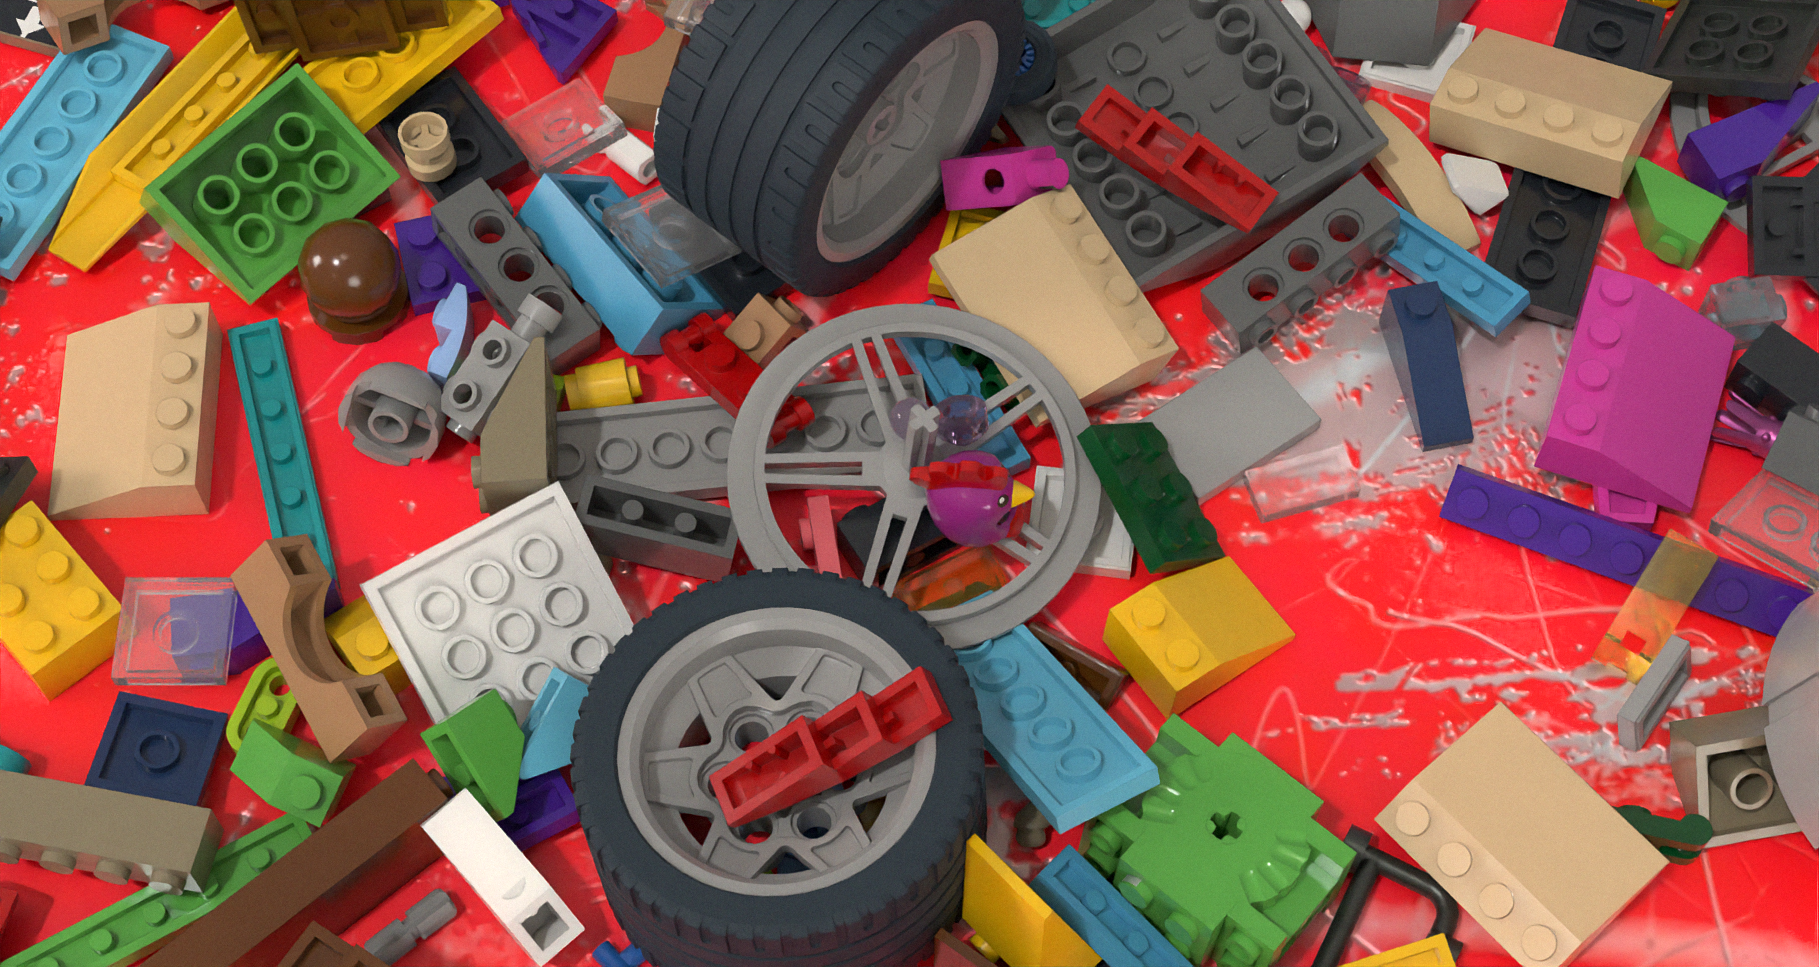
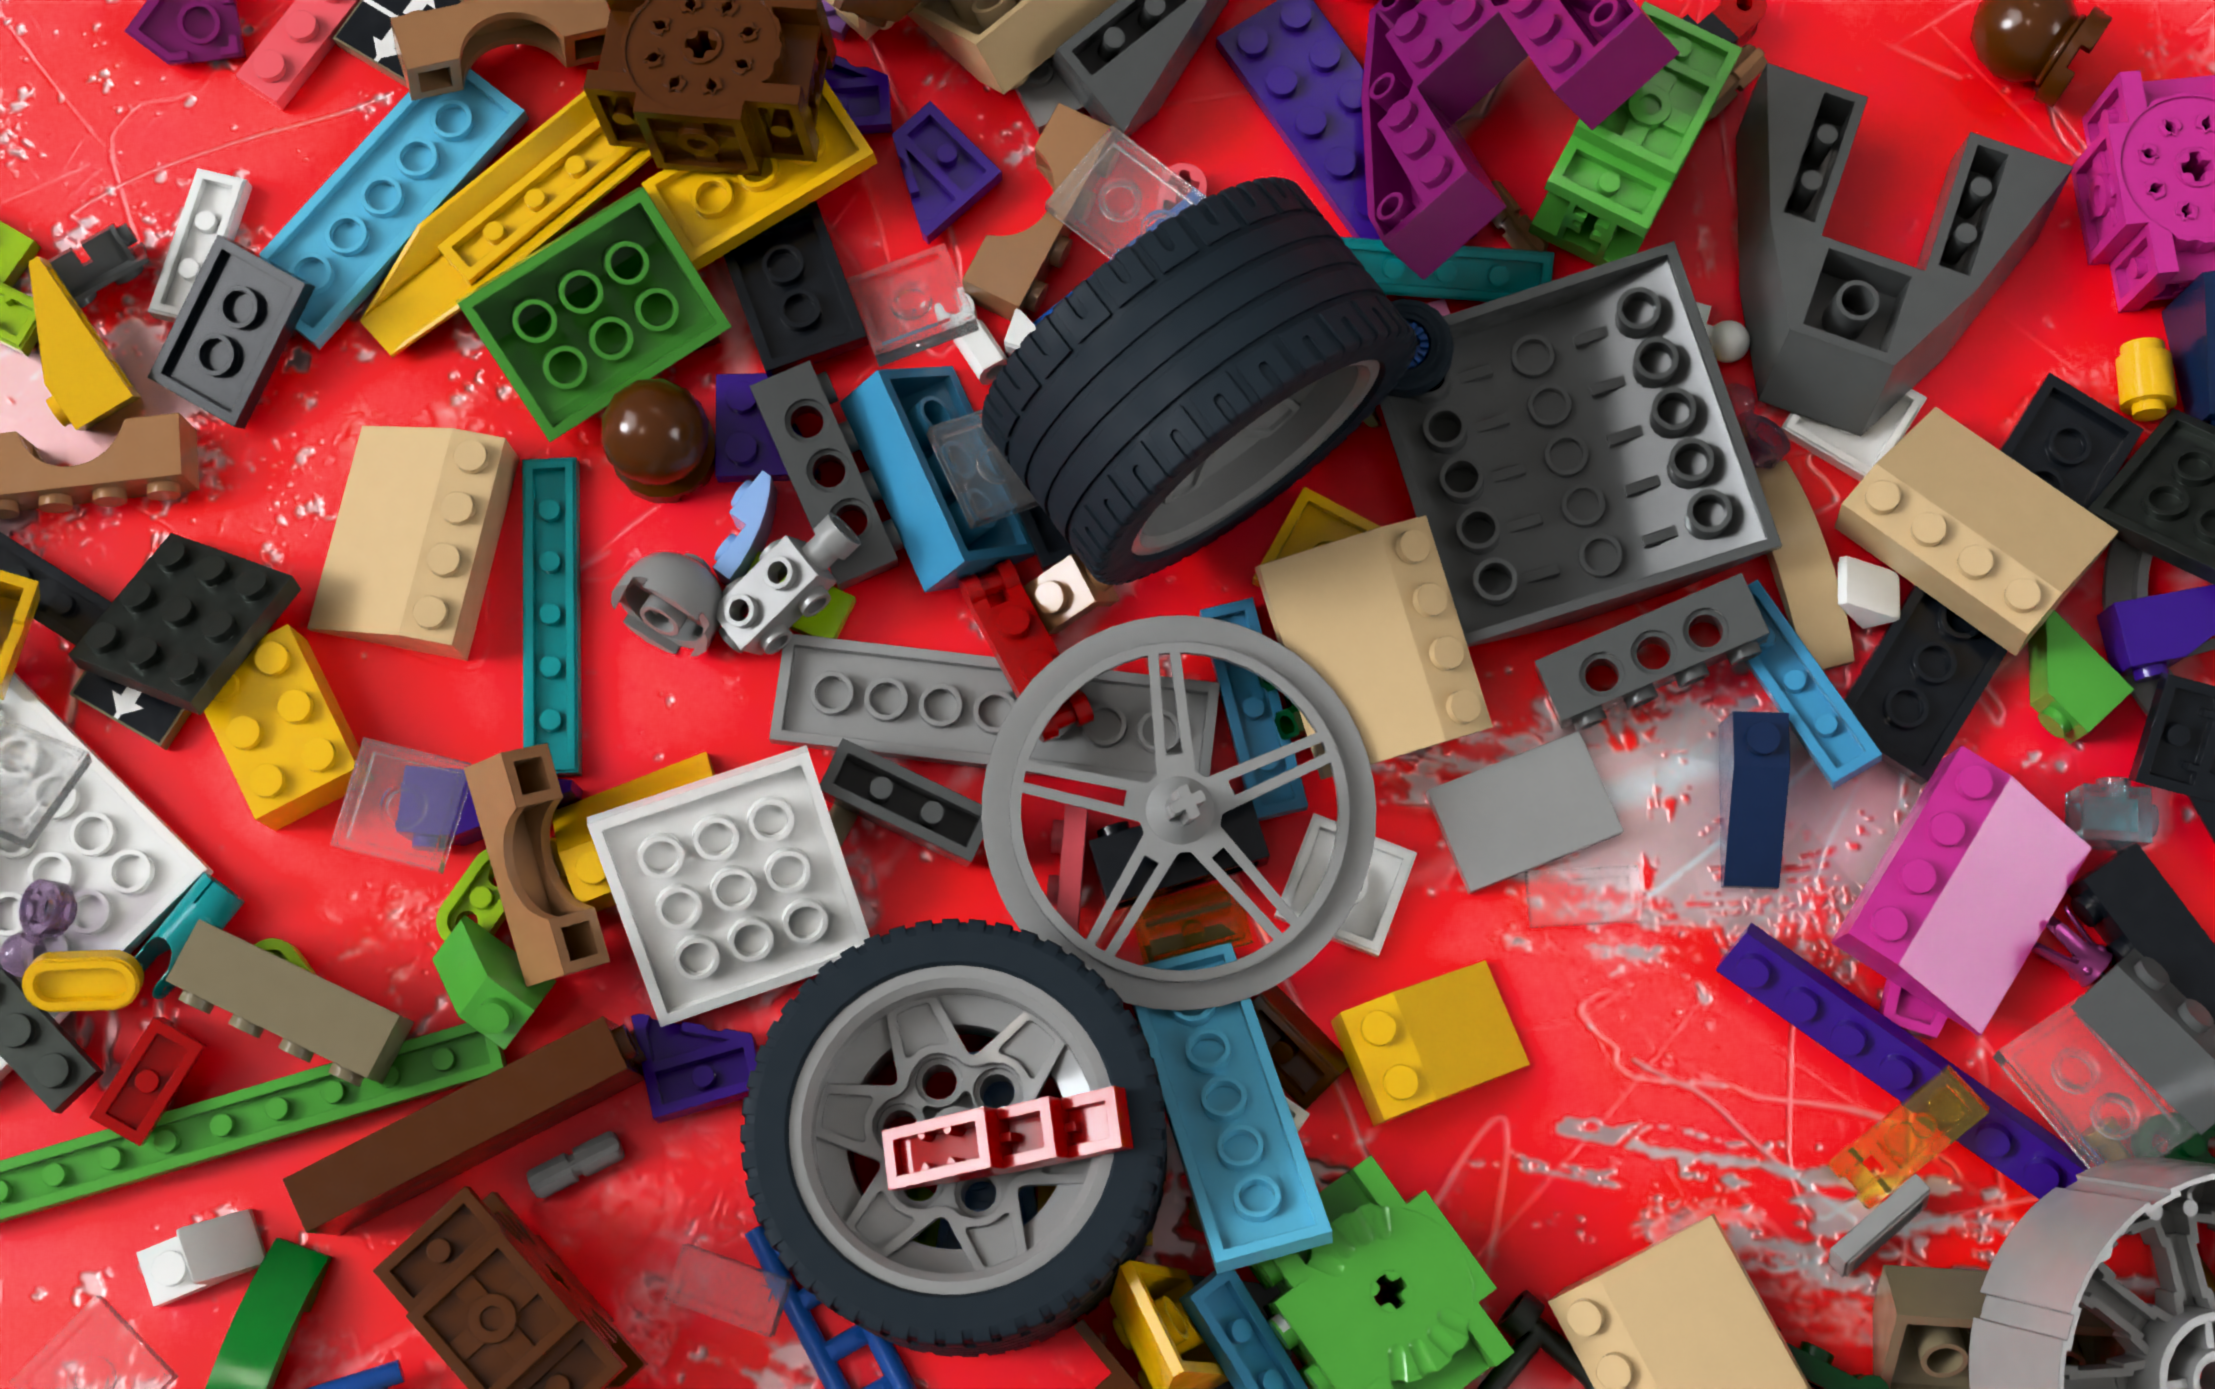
camera: 15 degrees right, 15 degrees up
(158, 749) = (365, 924): dark blue plate -> none
(427, 146) = (758, 293): tan wheel -> none
(480, 751) = (674, 1016): bright green slope -> none
(503, 878) = (670, 1155): white slope -> none
(520, 436) = (786, 687): dark tan slope -> none
(551, 724) = (754, 996): medium azure slope -> none
(603, 385) = (889, 619): yellow brick -> none
(960, 422) = (1190, 760): clear purple plate -> none
(971, 495) = (1227, 870): piece -> none
(1023, 174) = (1358, 483): dark pink torso -> none
(1151, 496) = (1418, 888): dark green plate -> none
(1176, 161) = (1547, 513): red slope -> none

